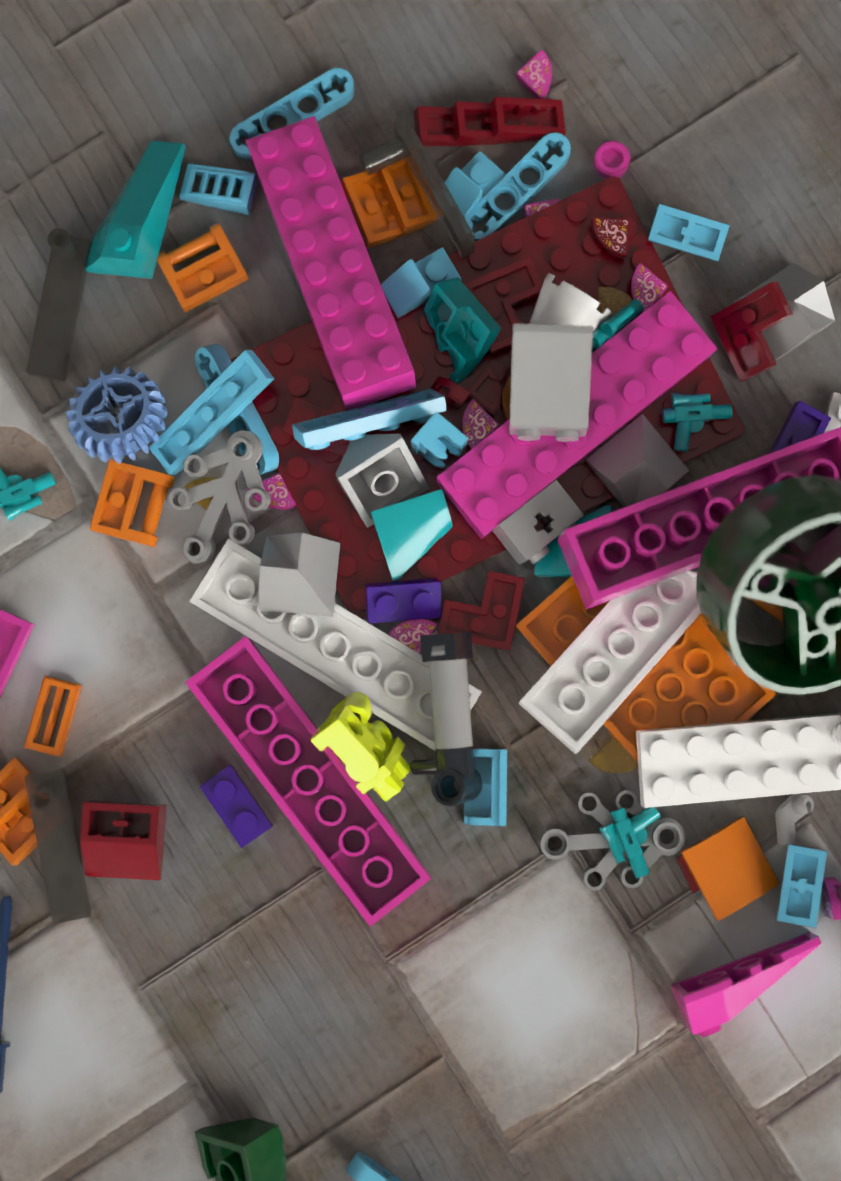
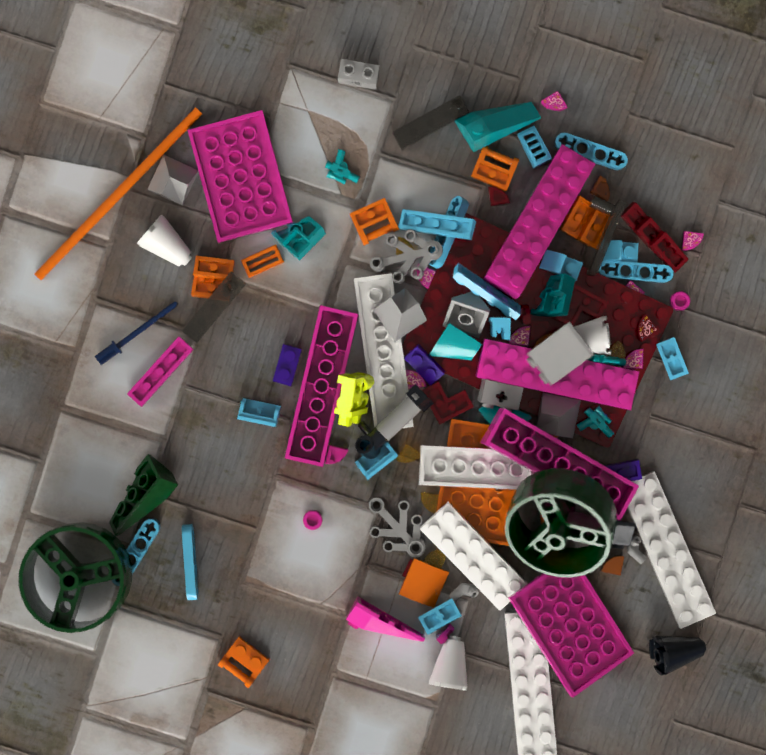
camera: 50 degrees right, 5 degrees up
(63, 630) = (300, 236): none -> teal slope
(86, 1008) = (160, 371): none -> dark pink plate
(94, 413) = (390, 177): medium blue gear -> none
(123, 839) = (237, 331): dark red slope -> none
(179, 109) = (554, 102): none -> dark pink tile
(246, 297) = (497, 196): none -> dark red tile
(271, 907) = (259, 412): none -> medium azure hinge
(356, 141) = (601, 189): none -> dark orange tile
(428, 843) = (335, 454): none -> dark pink tile
(499, 959) = (312, 520): none -> dark pink tile
(518, 733) = (408, 454): none -> clear yellow tile
(628, 835) = (403, 532): teal piece -> none
(706, 820) = (435, 558): none -> clear yellow tile
(742, 327) = (651, 412): dark red plate -> none
(808, 303) = (674, 424): light grey slope -> none

